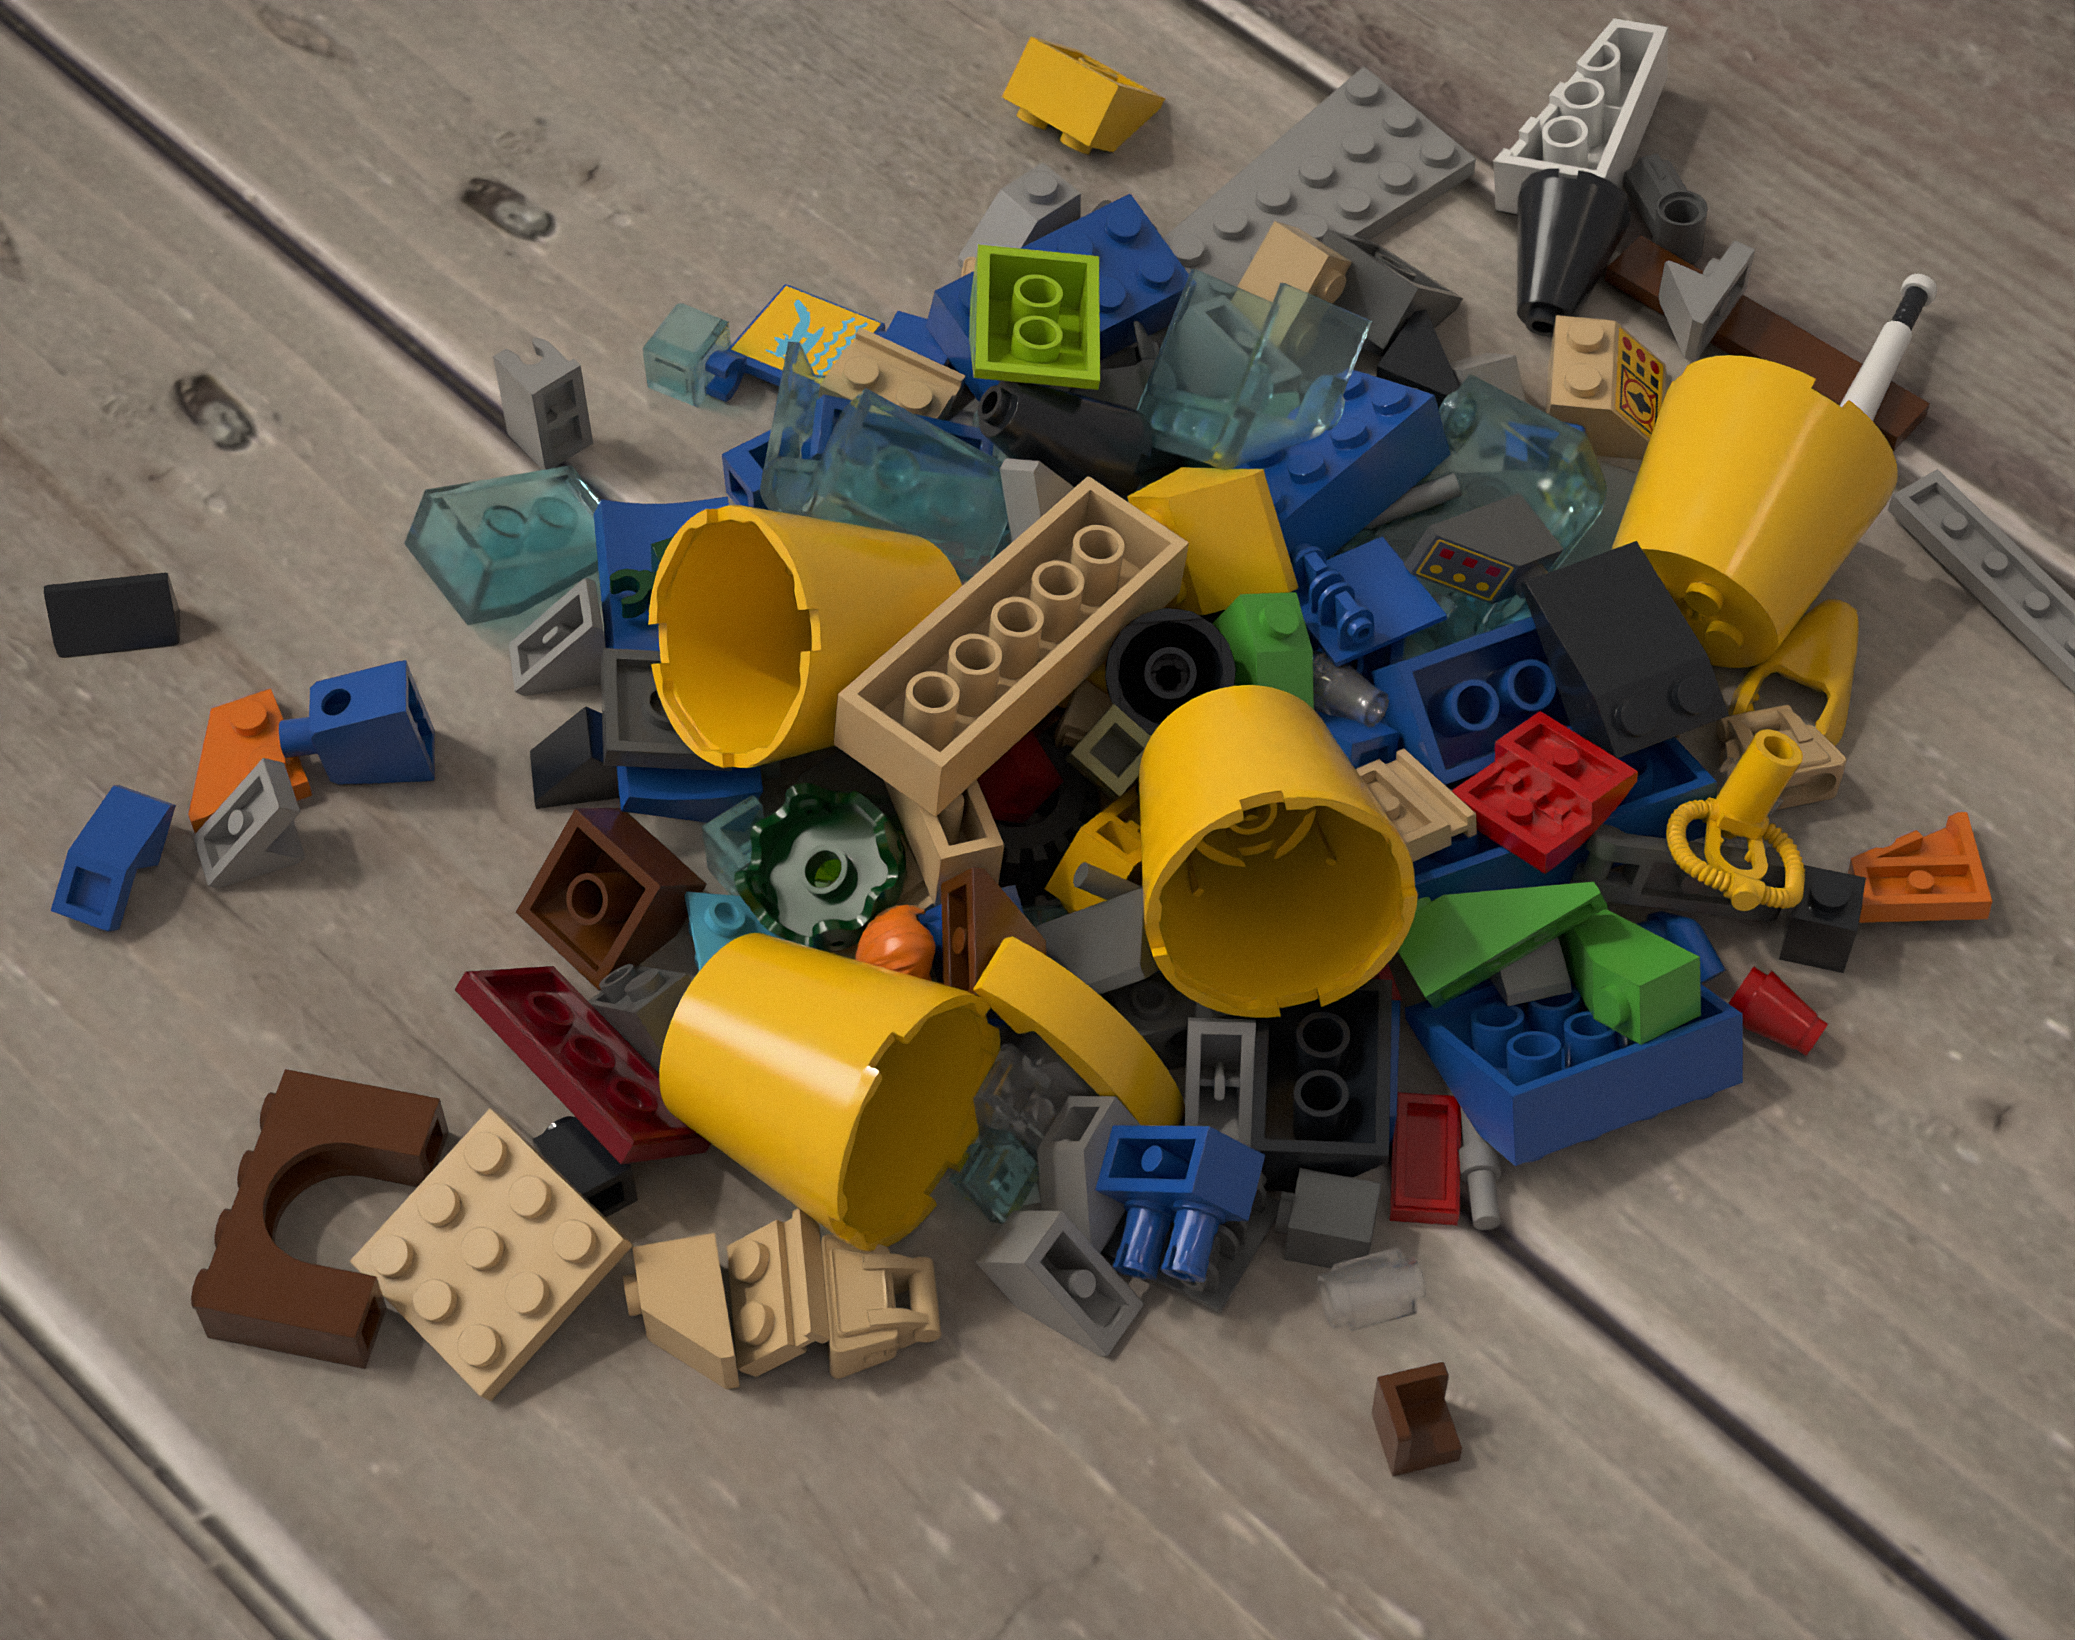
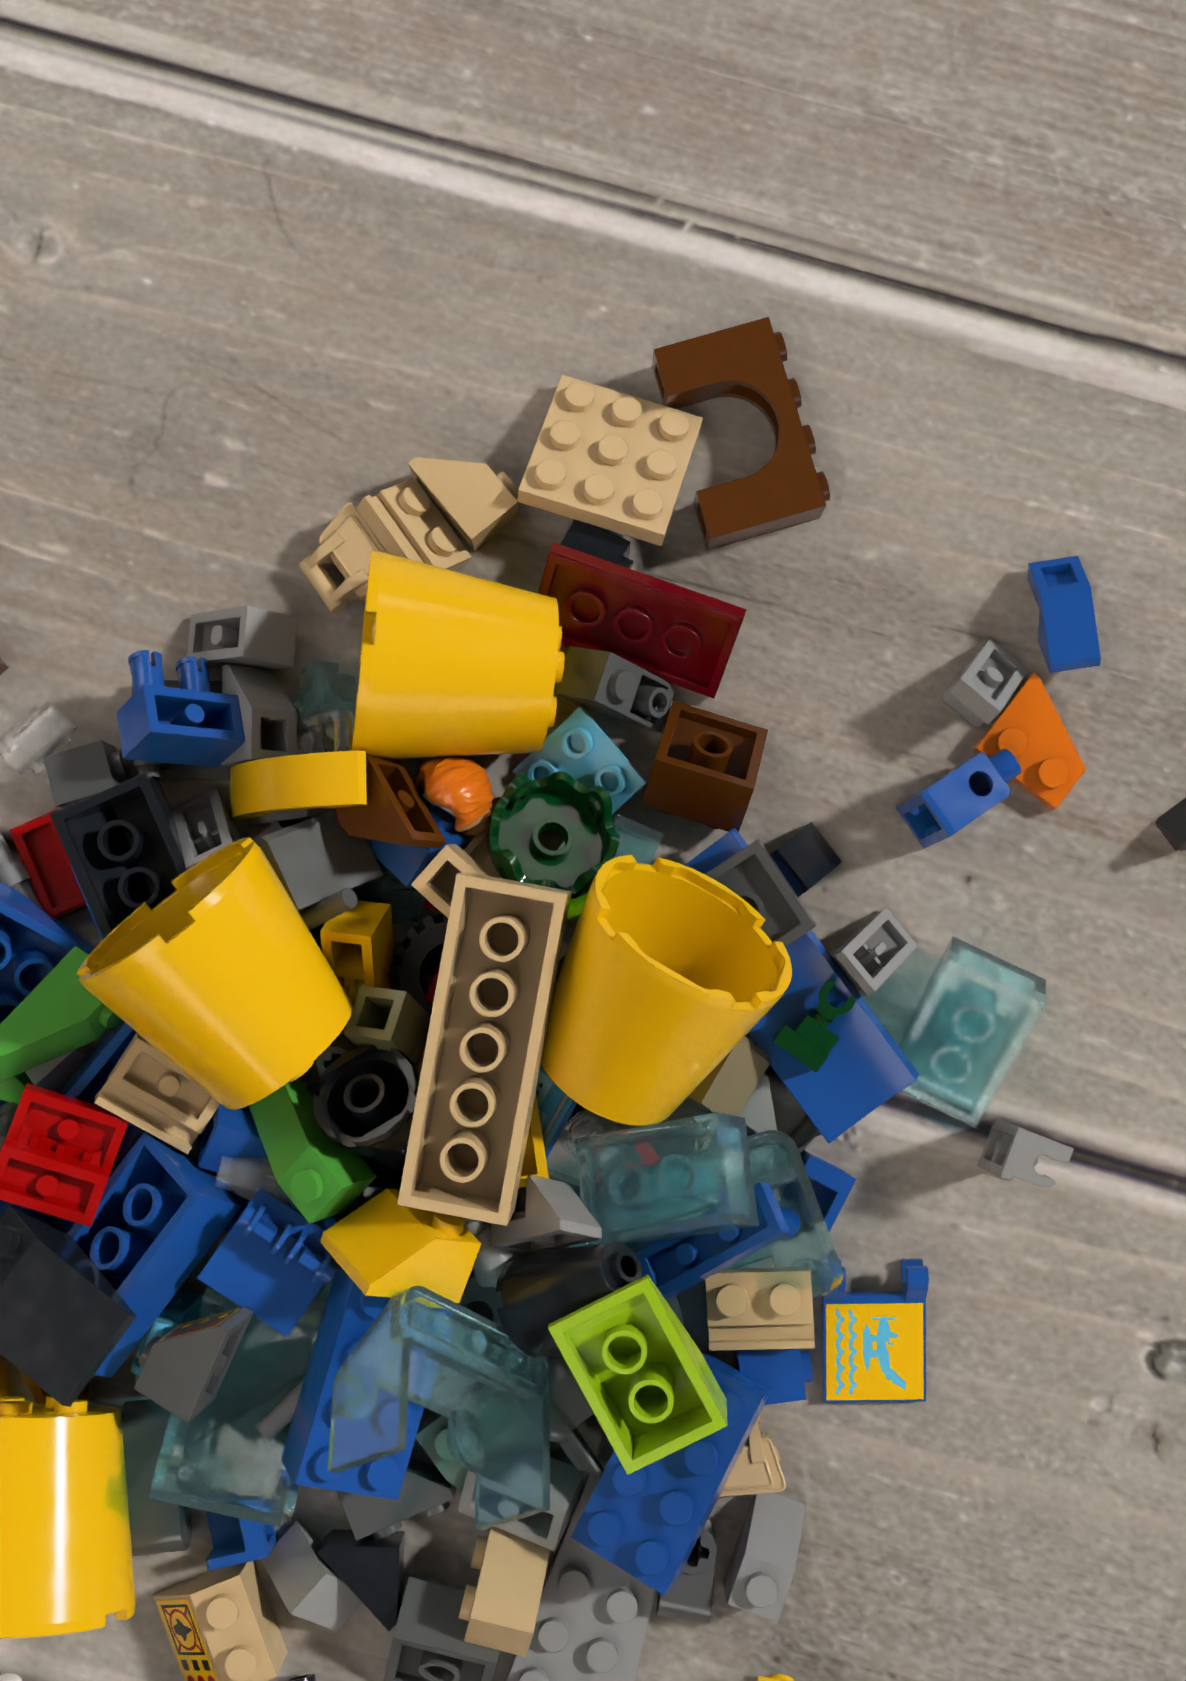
camera: 150 degrees right, 30 degrees up
(679, 352) = (954, 1278): clear light blue panel -> none

